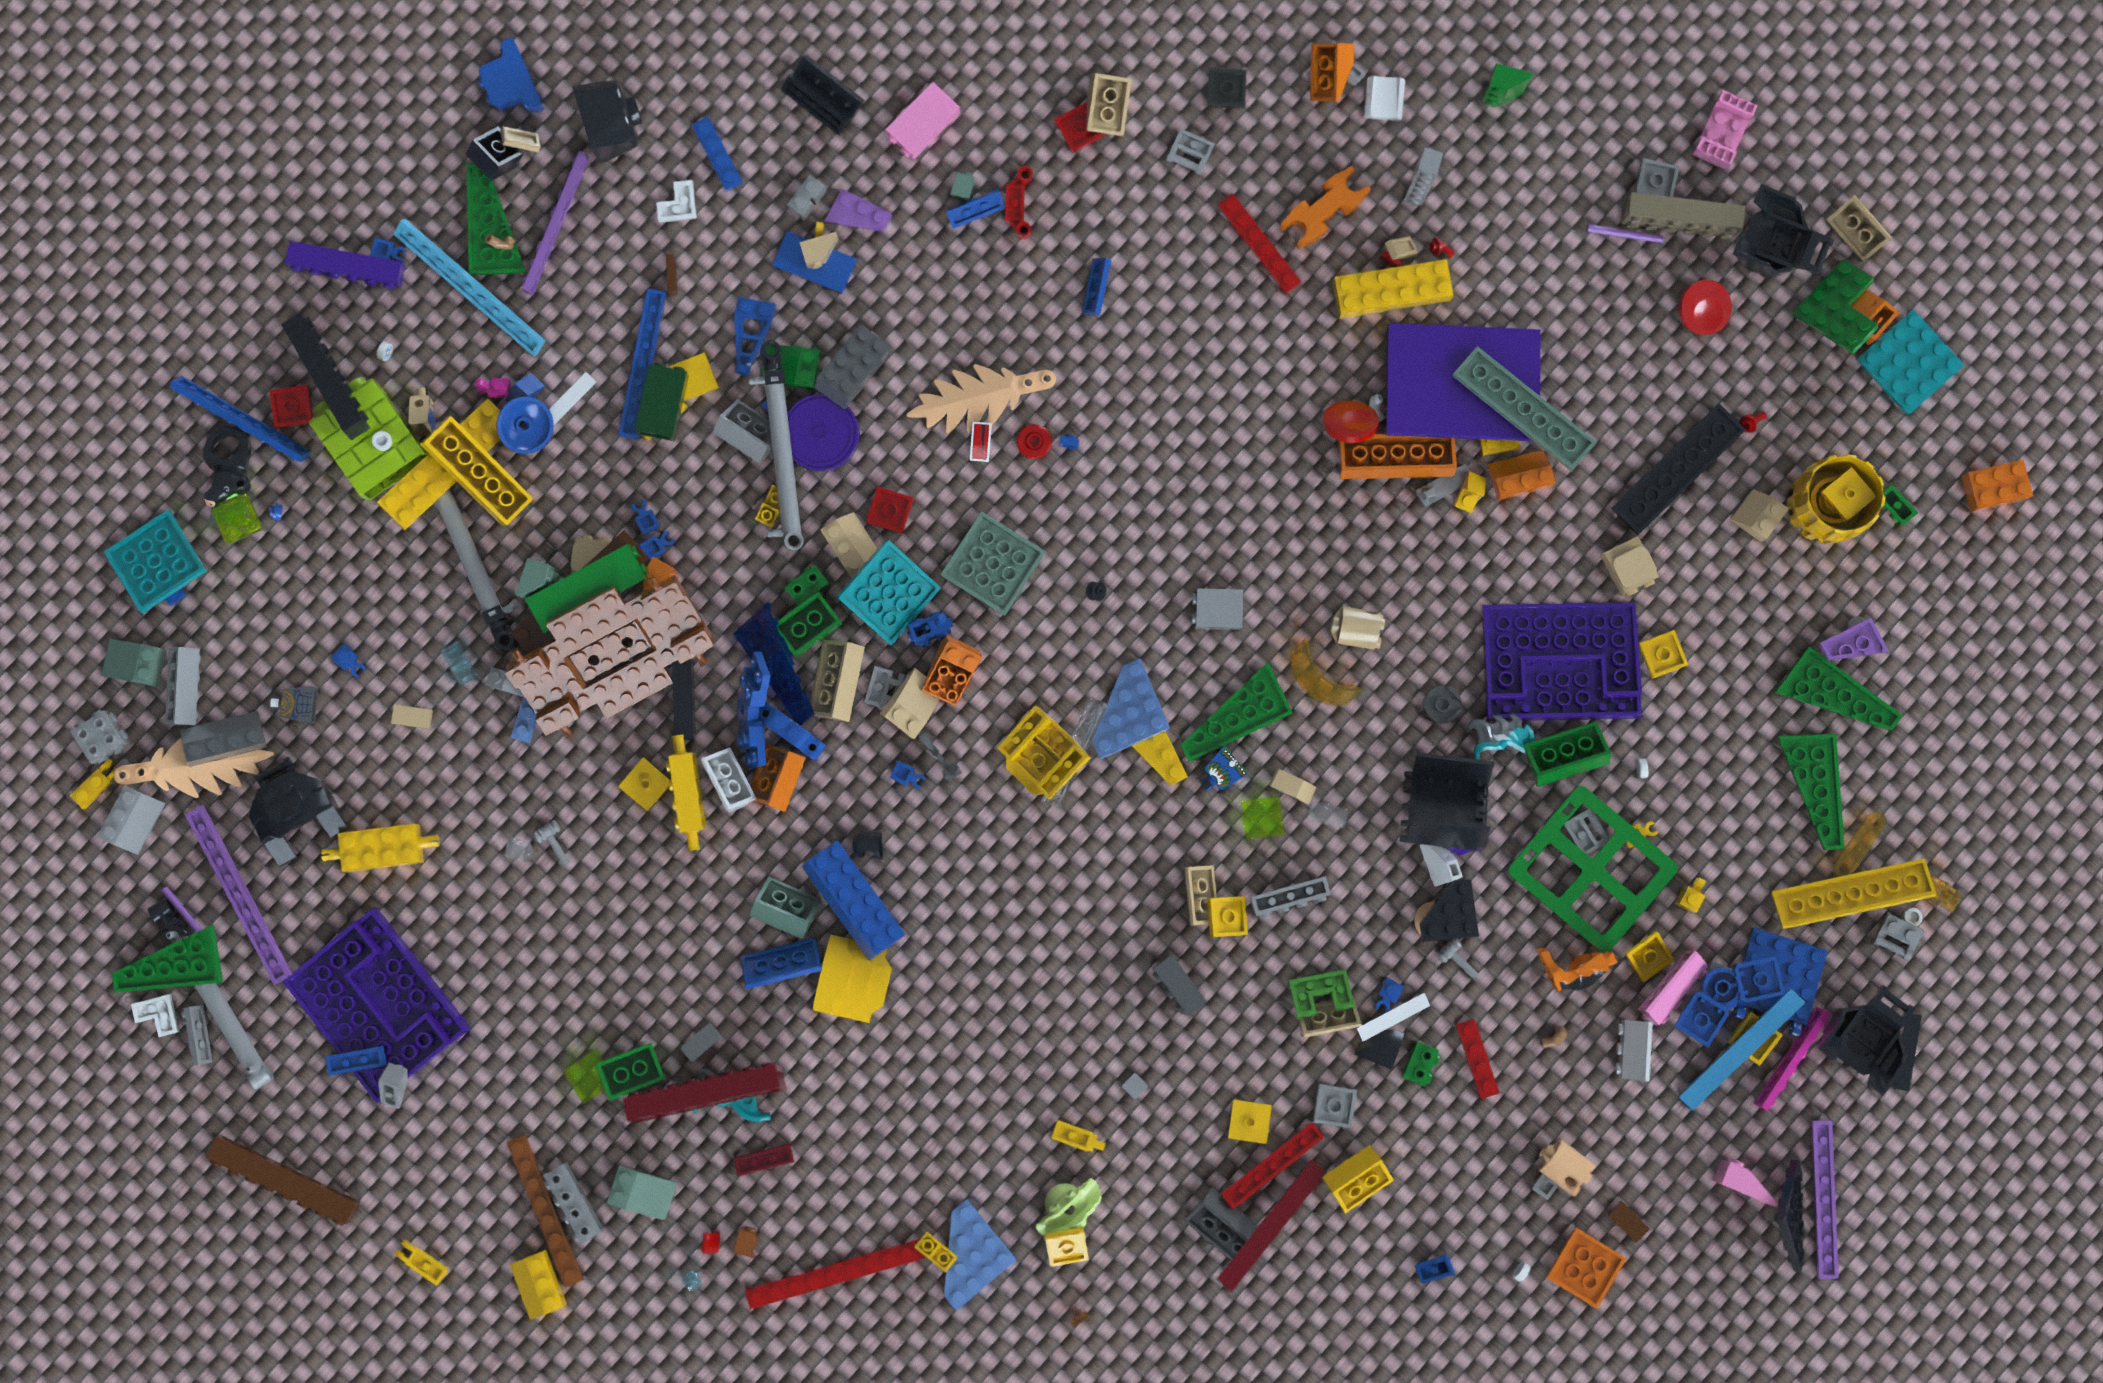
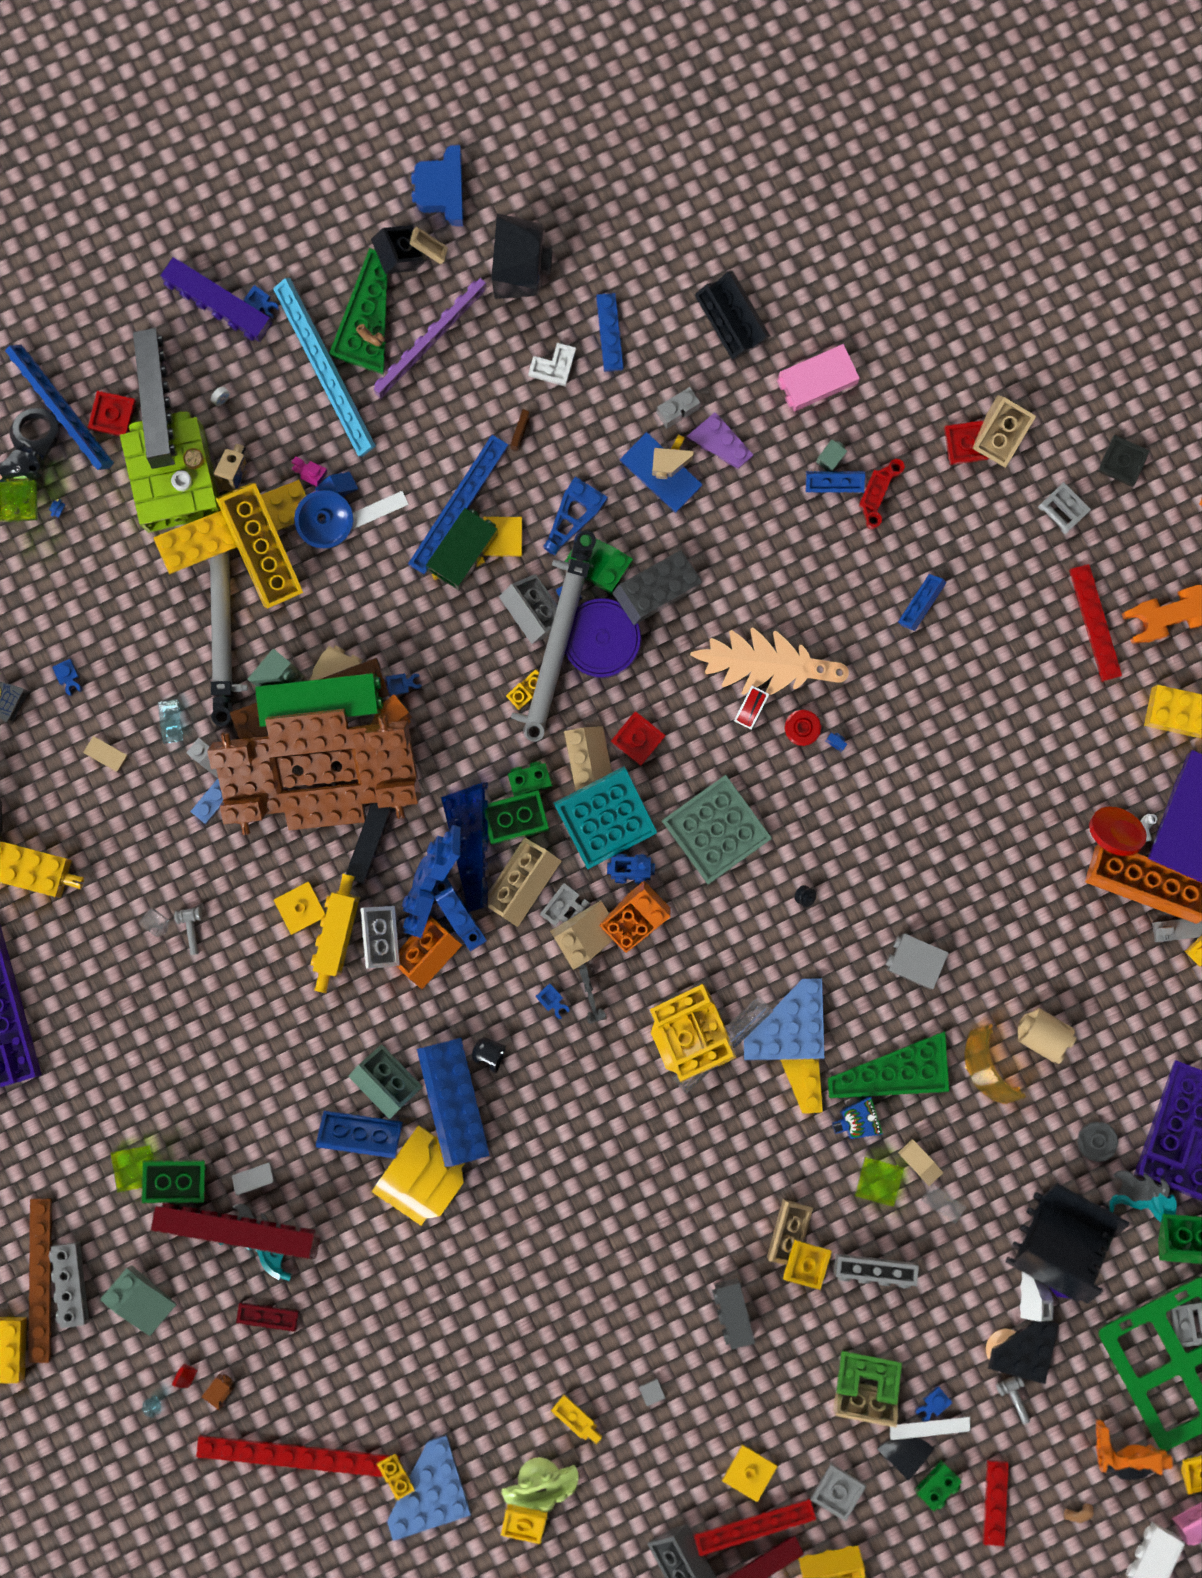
camera: 25 degrees right, 0 degrees up
(384, 416) = (193, 458): none -> tile
(646, 520) = (402, 655): blue plate -> none

